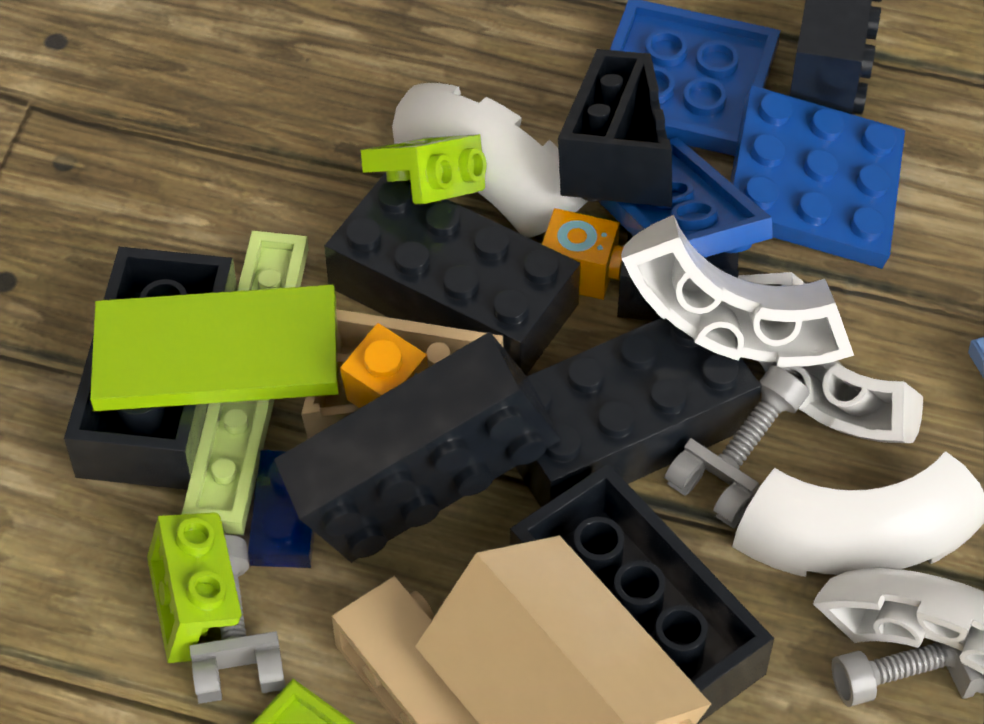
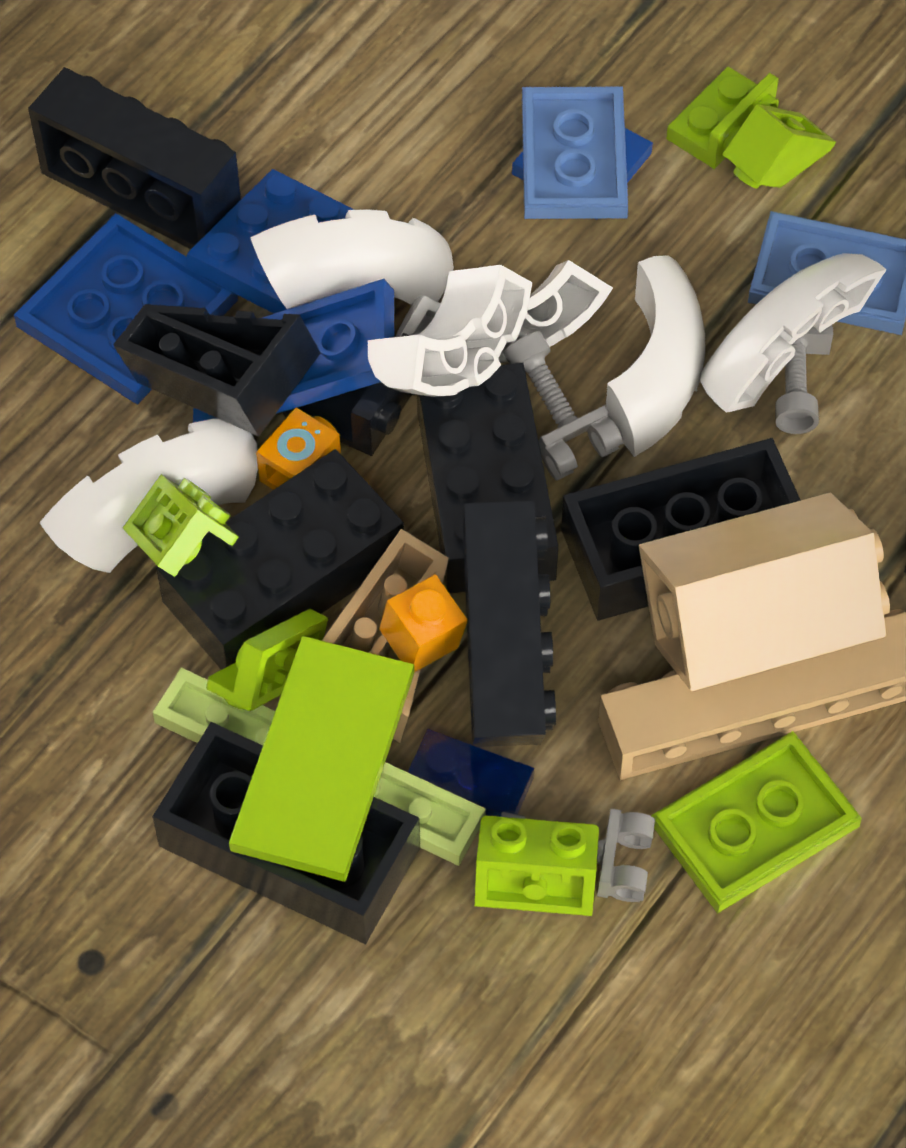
camera: 70 degrees left, 5 degrees up
(310, 266) = (265, 662): none -> lime bracket
(811, 210) = (333, 256): none -> white brick

